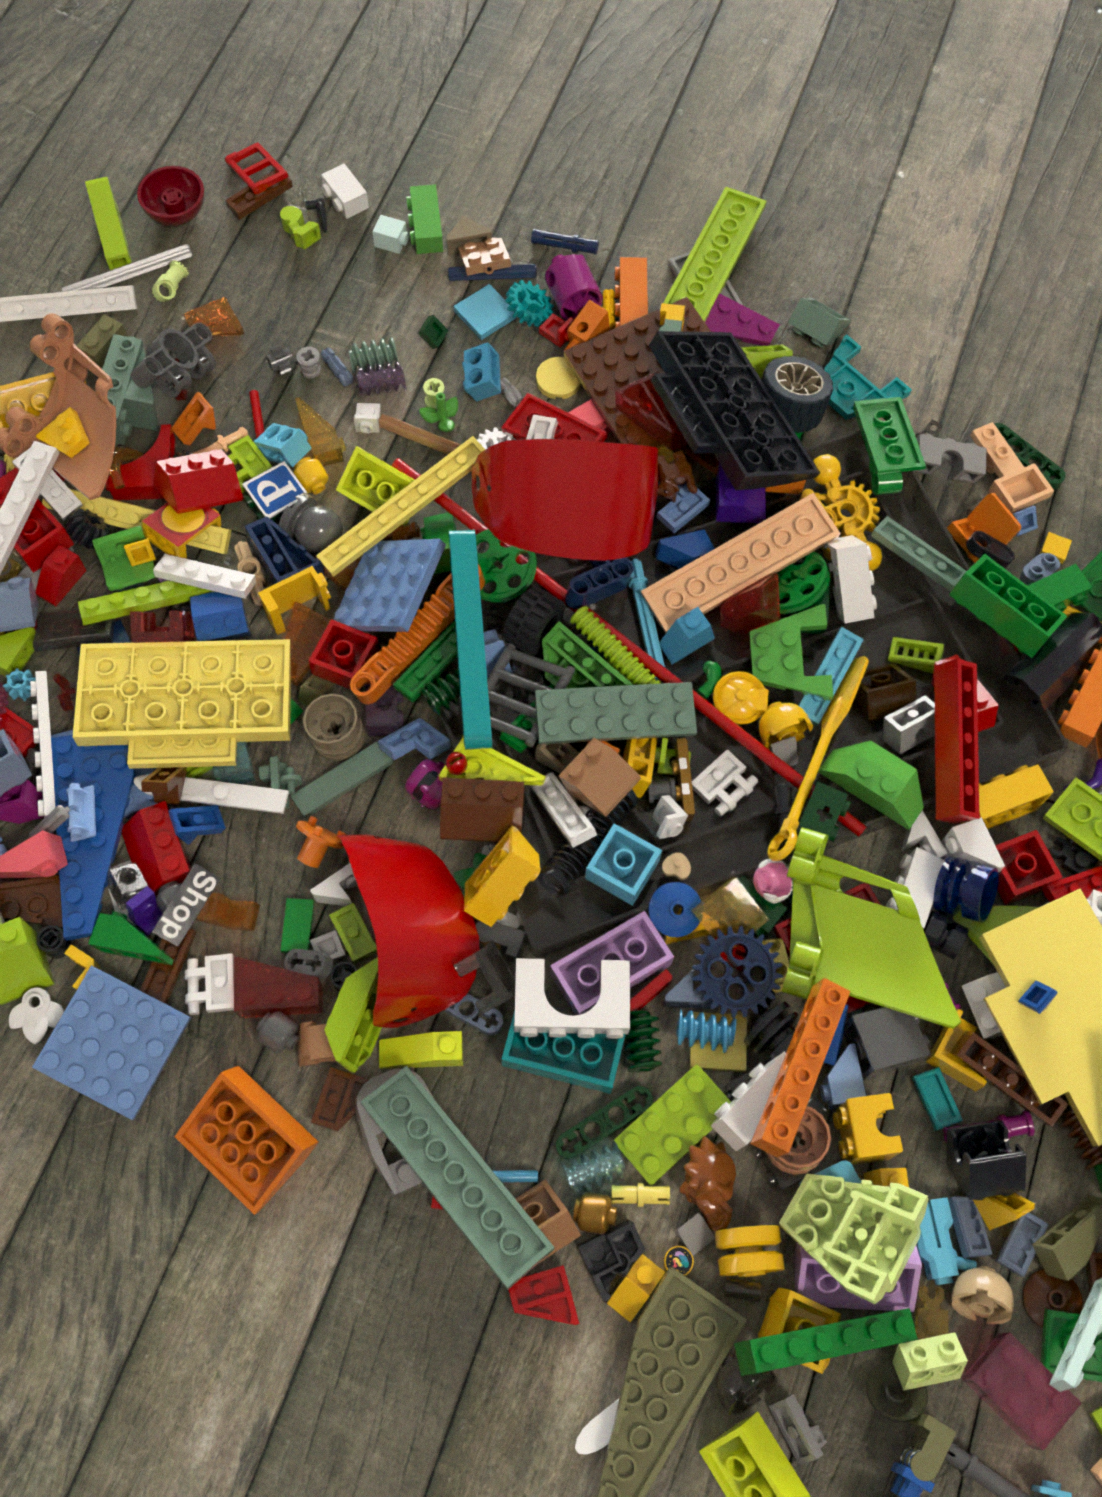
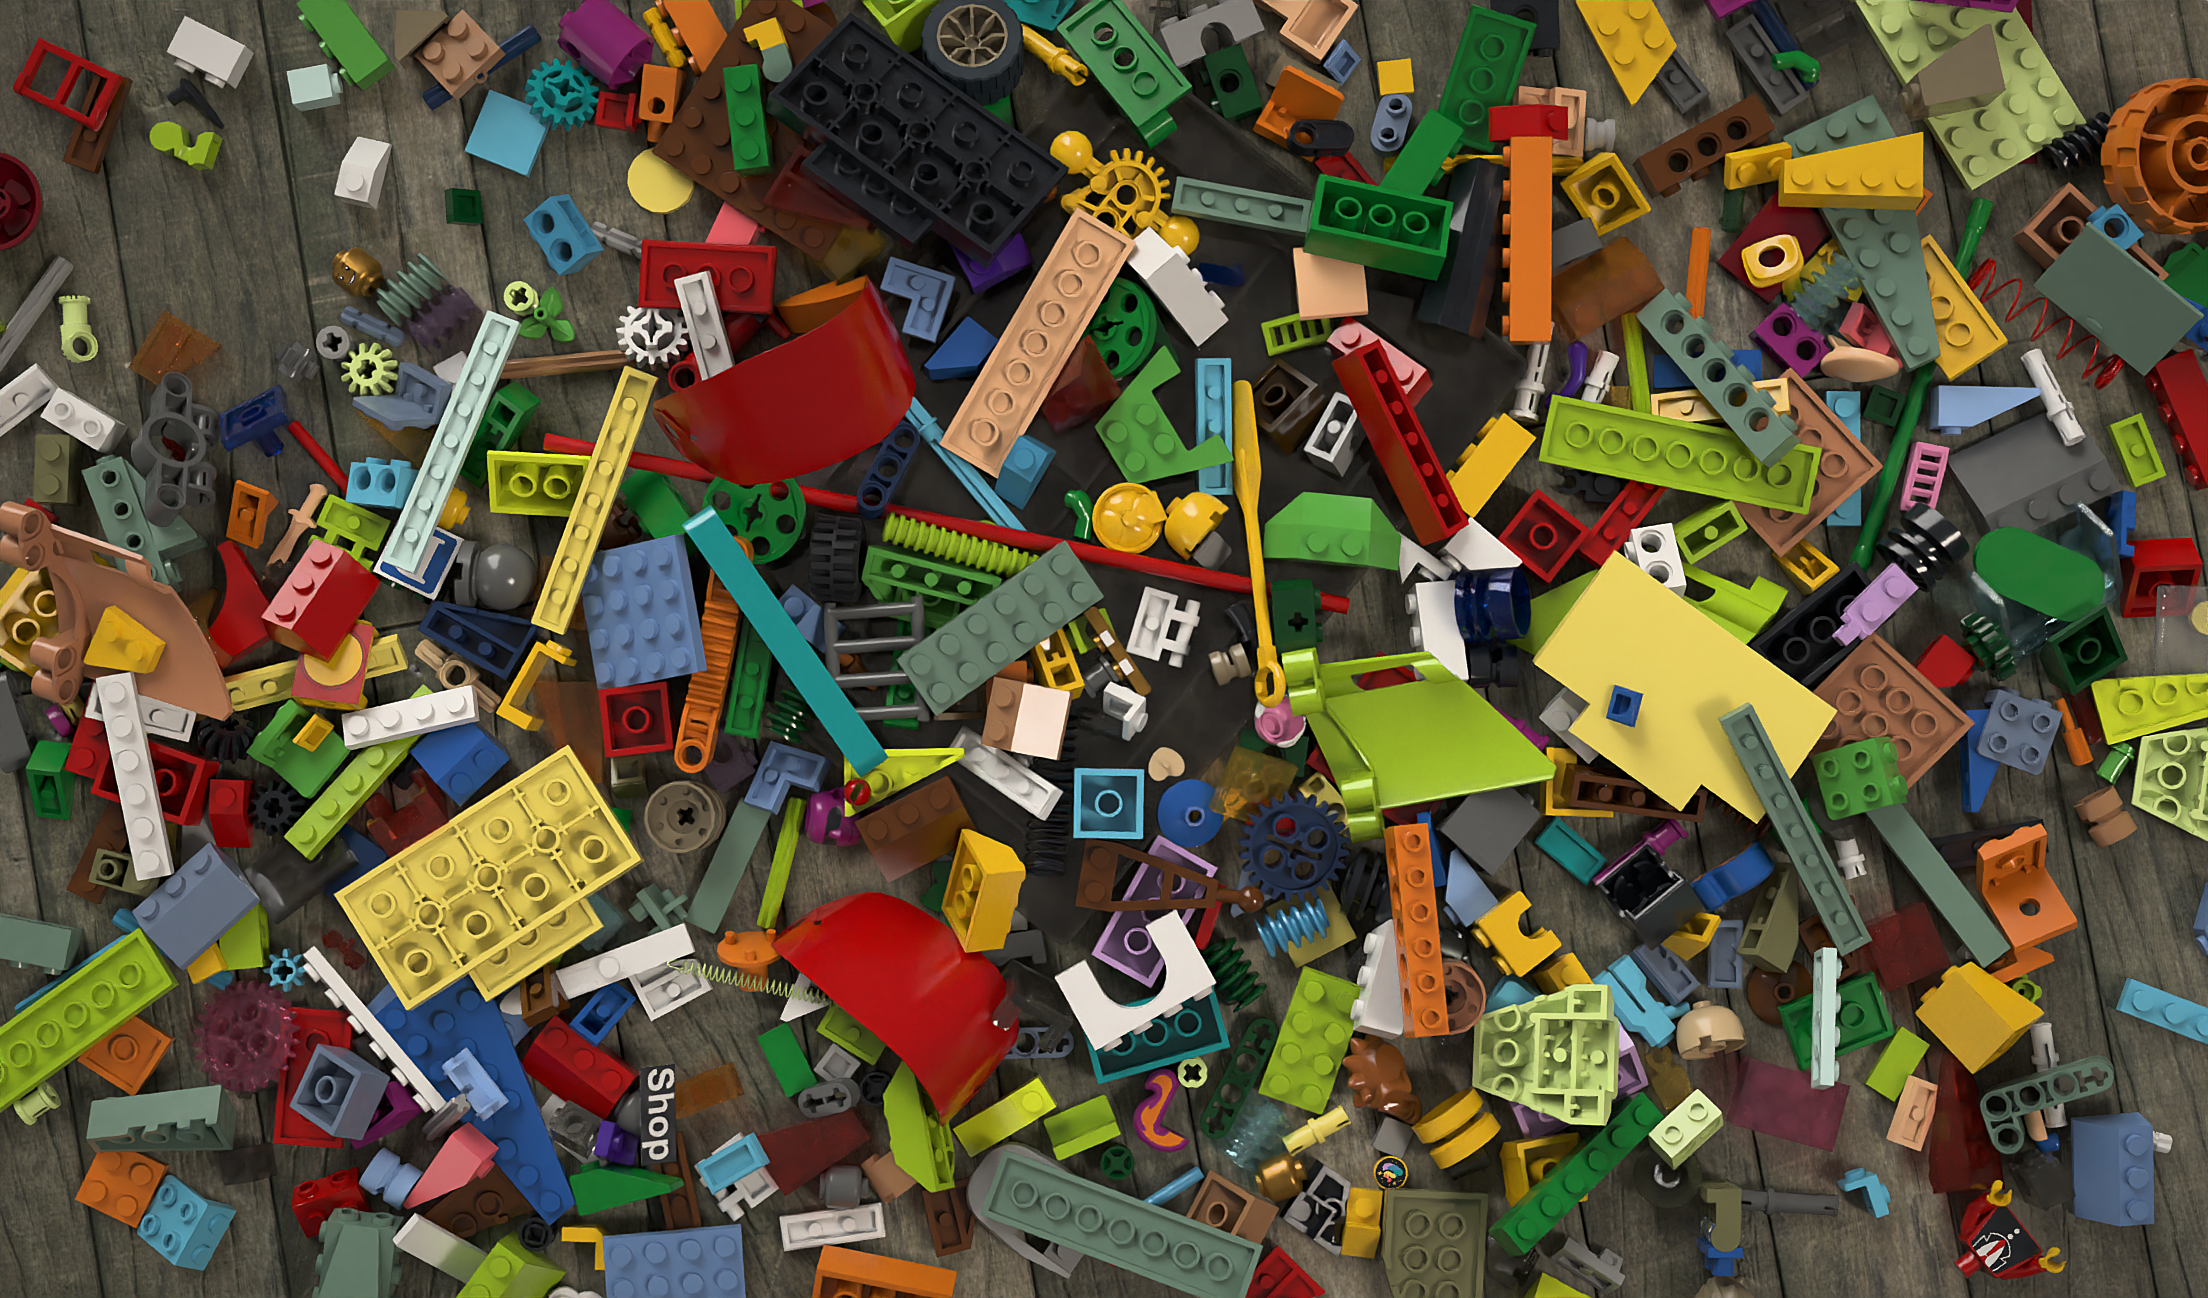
camera: 30 degrees left, 20 degrees up
(86, 585) = (269, 817): none -> black gear
(135, 322) = (84, 421): none -> white brick
(214, 967) = (733, 1163): none -> medium azure tile
(234, 375) = (257, 421): none -> clear blue tile
(252, 831) = (665, 989): none -> white wing
(253, 1059) = (832, 1226): none -> white tile
(315, 861) = (754, 981): none -> yellowish green piece
(318, 386) = (360, 365): none -> yellowish green gear
(337, 437) = (451, 442): none -> light aqua plate
(338, 410) = (417, 400): none -> sand blue bracket
(348, 331) = (357, 272): none -> pearl gold head
(376, 797) = (782, 863): none -> lime axle
(382, 443) = (499, 429): none -> green slope
(386, 288) = (363, 173): none -> white slope
(470, 1092) = (1082, 1127): none -> lime panel
(479, 1126) = (1121, 1165): none -> dark green wheel
(500, 688) = (853, 665): none -> dark orange bar
(530, 1106) = (1152, 1110): none -> magenta animal
(578, 1089) = (1191, 1081): none -> yellowish green bush
(589, 911) = (1099, 874): none -> reddish brown plate
(629, 359) = (747, 121): none -> green arch
(674, 474) = (895, 271): reddish brown animal -> none
(759, 823) = (1224, 670): none -> dark tan wheel
(843, 422) = (1057, 59): none -> yellow pin
(889, 600) = (1222, 275): none -> clear blue piece
(949, 485) = (1230, 64): none -> dark green brick
(955, 627) = (1328, 287): none -> light nougat slope
(1058, 1184) = (1733, 876): none -> blue animal
(1059, 771) = (1530, 387): none -> white pin

